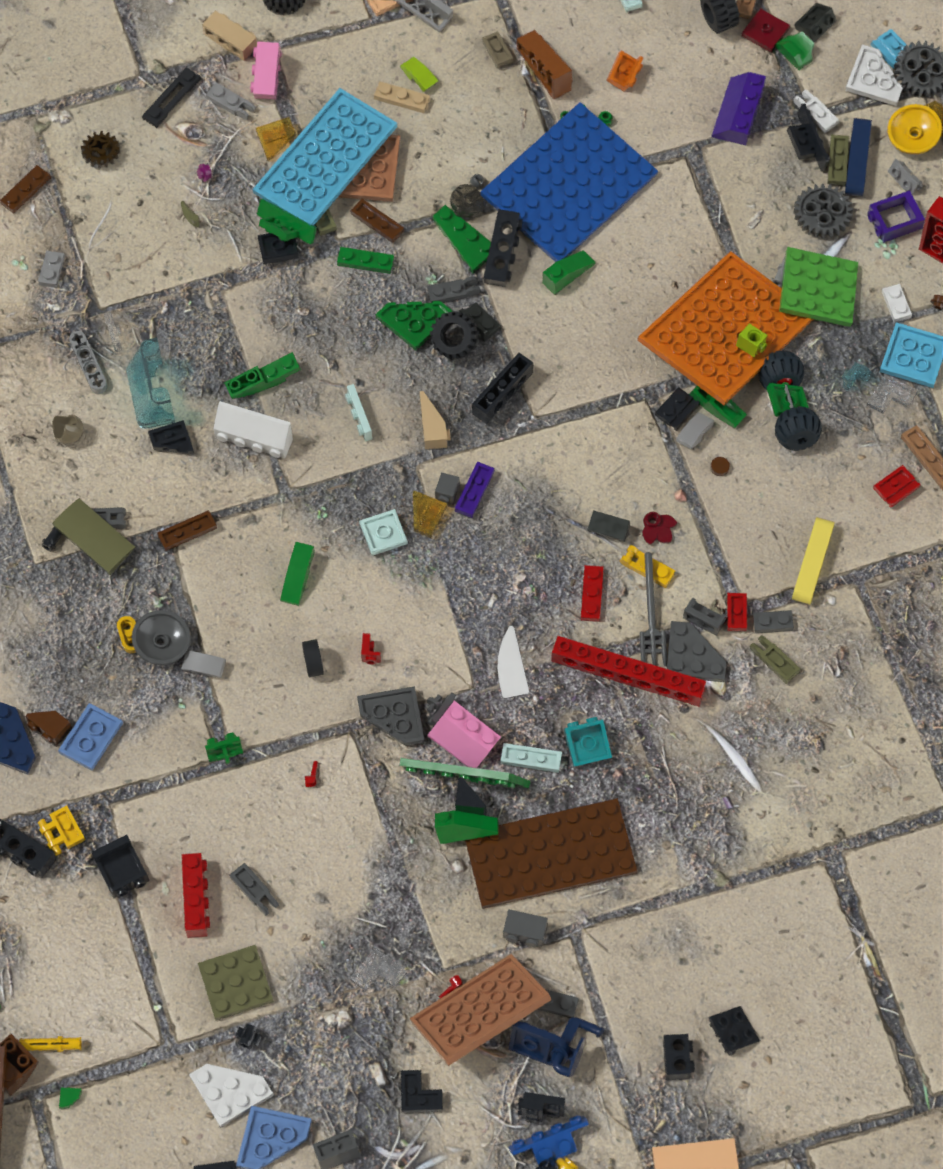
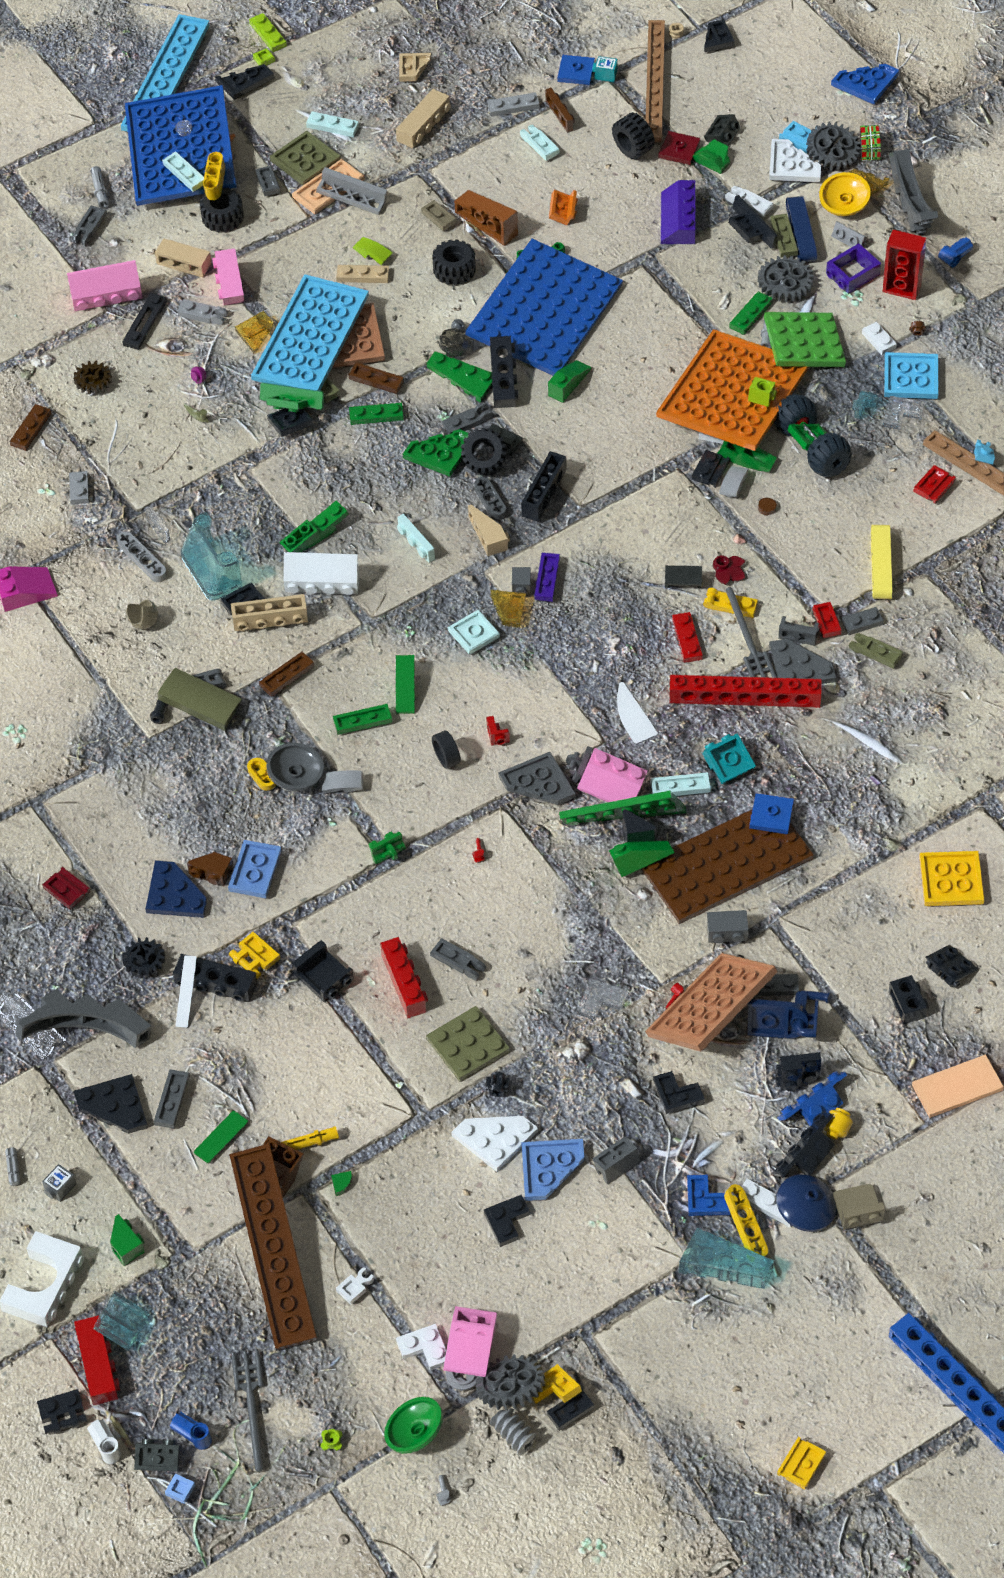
camera: 15 degrees left, 10 degrees down
(141, 50) = (104, 285): none -> bright pink slope
(189, 460) = (269, 612): none -> tan brick
(244, 600) = (362, 719): none -> green plate
(443, 392) = (490, 505): none -> dark grey beam
(490, 97) = (454, 262): none -> black tyre
(609, 816) = (771, 813): none -> blue plate
(765, 934) = (951, 878): none -> yellow plate
(776, 240) = (750, 313): none -> green plate

